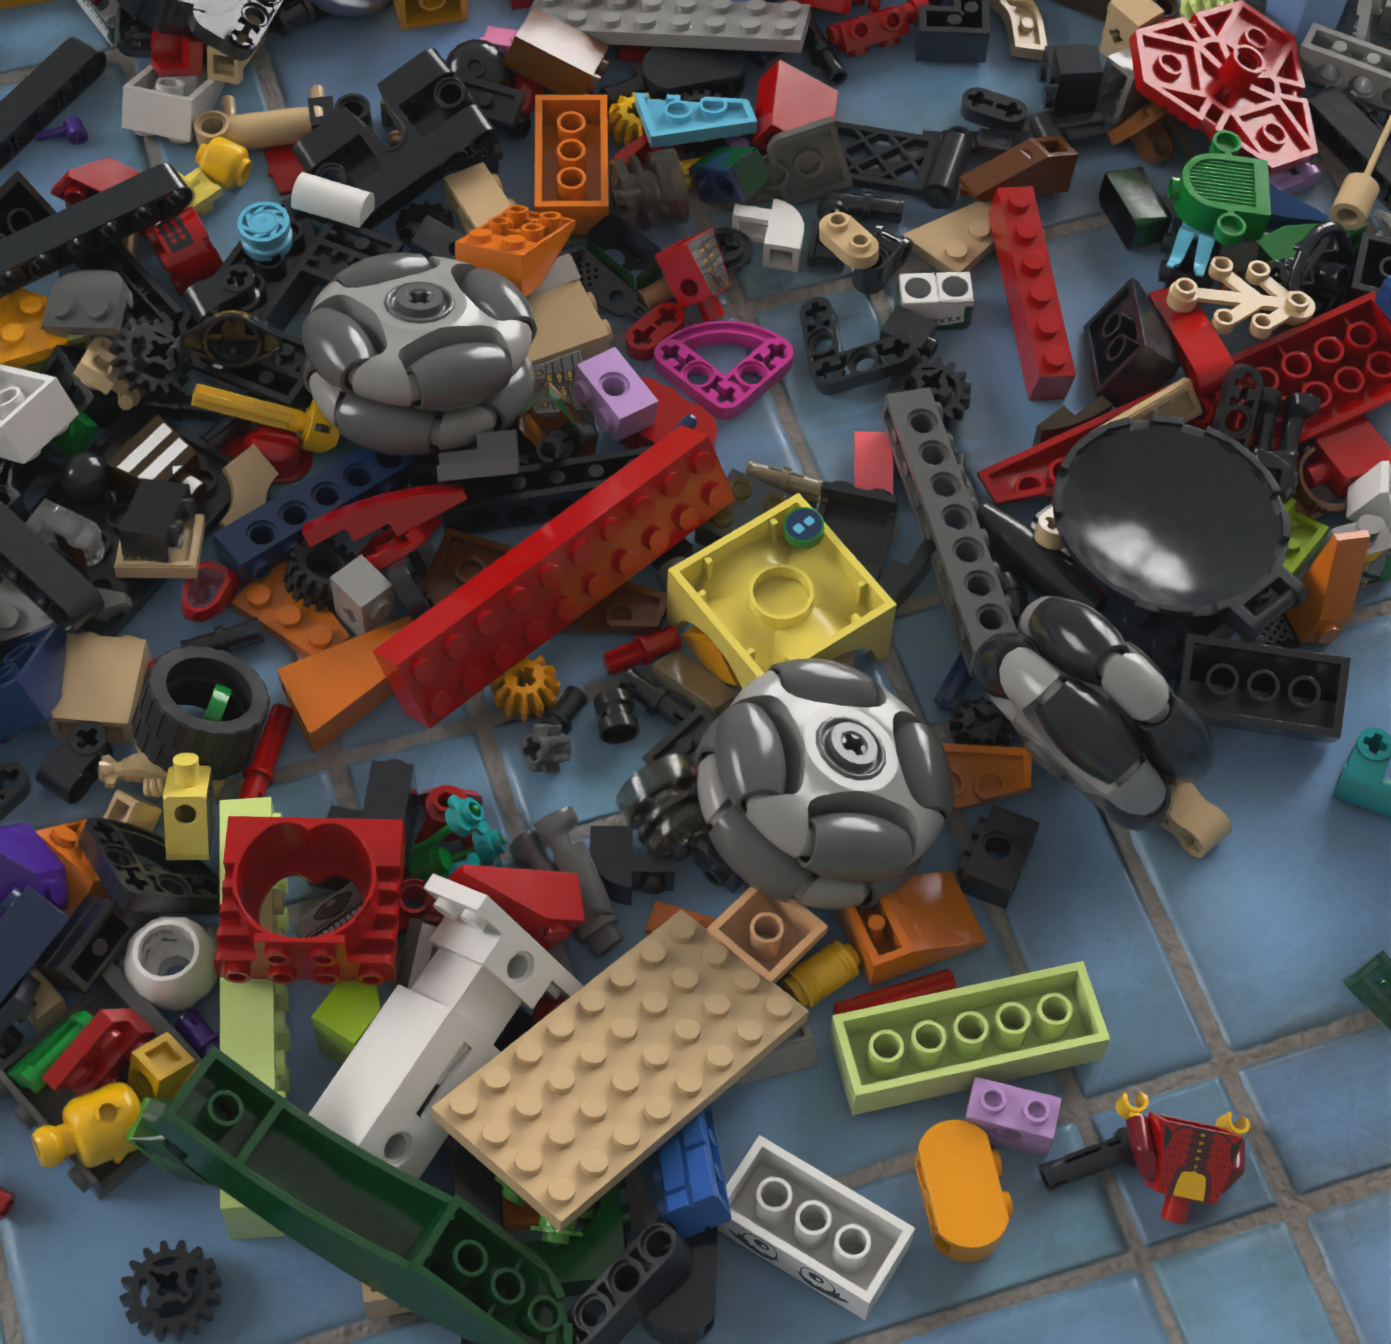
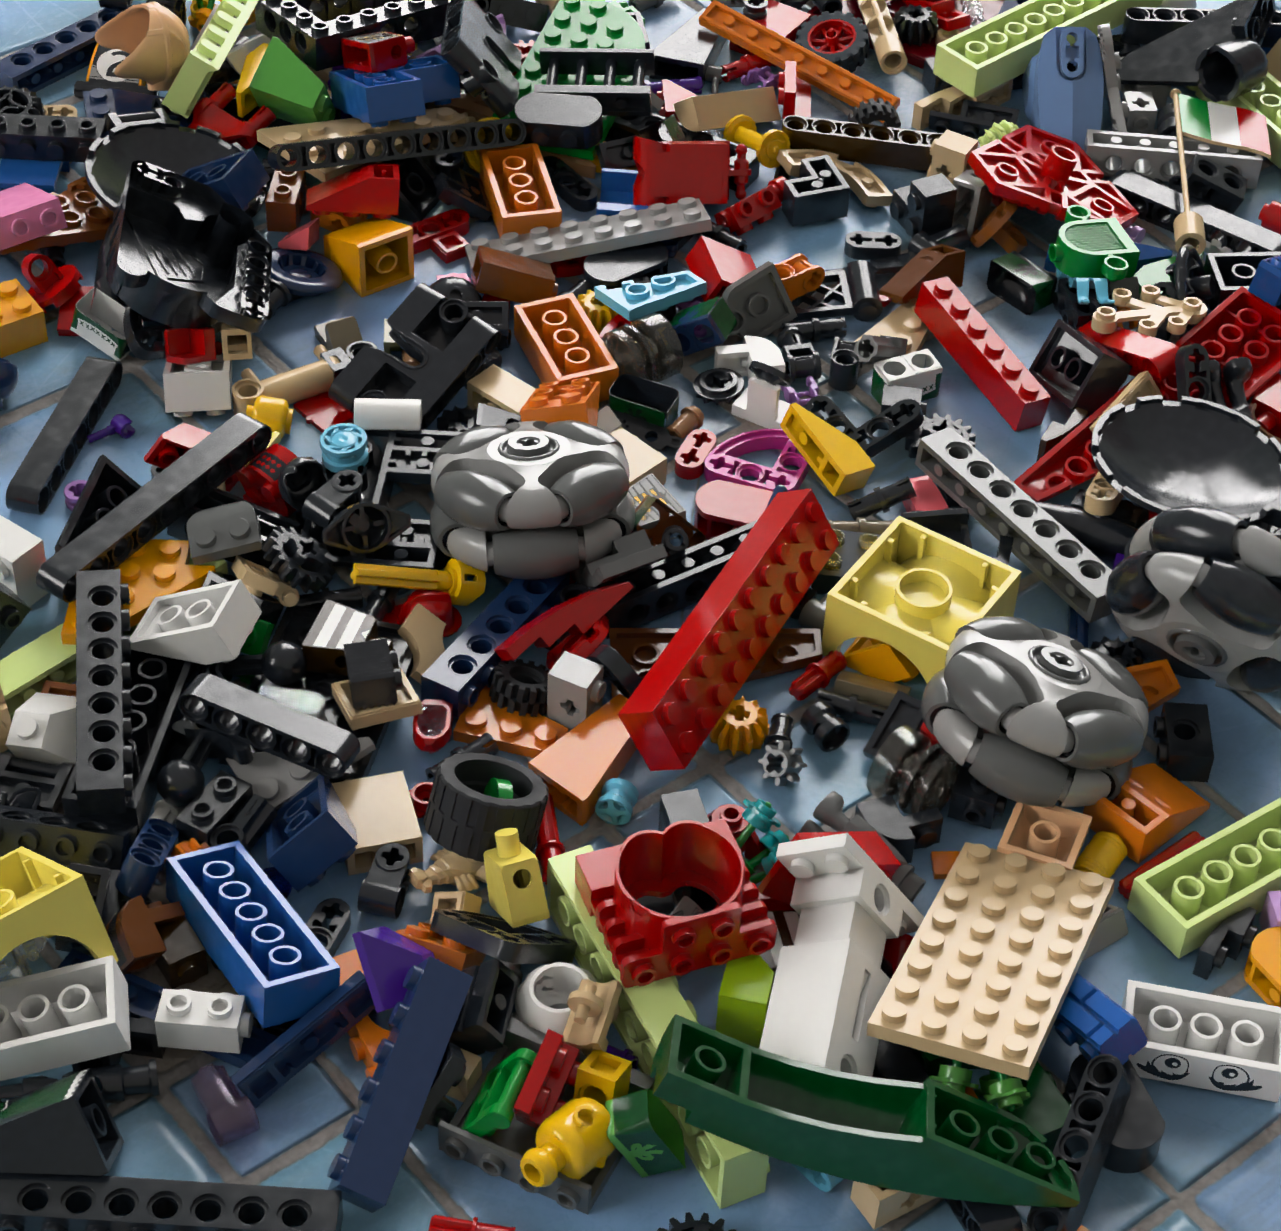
camera: 20 degrees left, 15 degrees down
(176, 996) = (592, 1012): none -> tan hips
(195, 261) = (300, 479): none -> black hair
(346, 76) = (338, 333): none -> dark tan slope
(353, 739) = (616, 801): none -> medium azure wheel
(614, 394) = (703, 492): lavender brick -> none
(696, 273) = (708, 387): red torso -> none
(759, 293) = (760, 399): none -> white piece
(793, 376) = (829, 452): none -> yellow slope
(799, 285) = (792, 397): none -> medium lavender piece
(804, 528) = (919, 536): tile -> none
(822, 451) = (882, 499): none -> black pin
(848, 240) = (822, 348): tan plate -> none
(867, 133) = (799, 275): none -> orange piece
(915, 257) = (875, 348): none -> dark grey piece
(916, 1110) = (1226, 942): none -> black slope

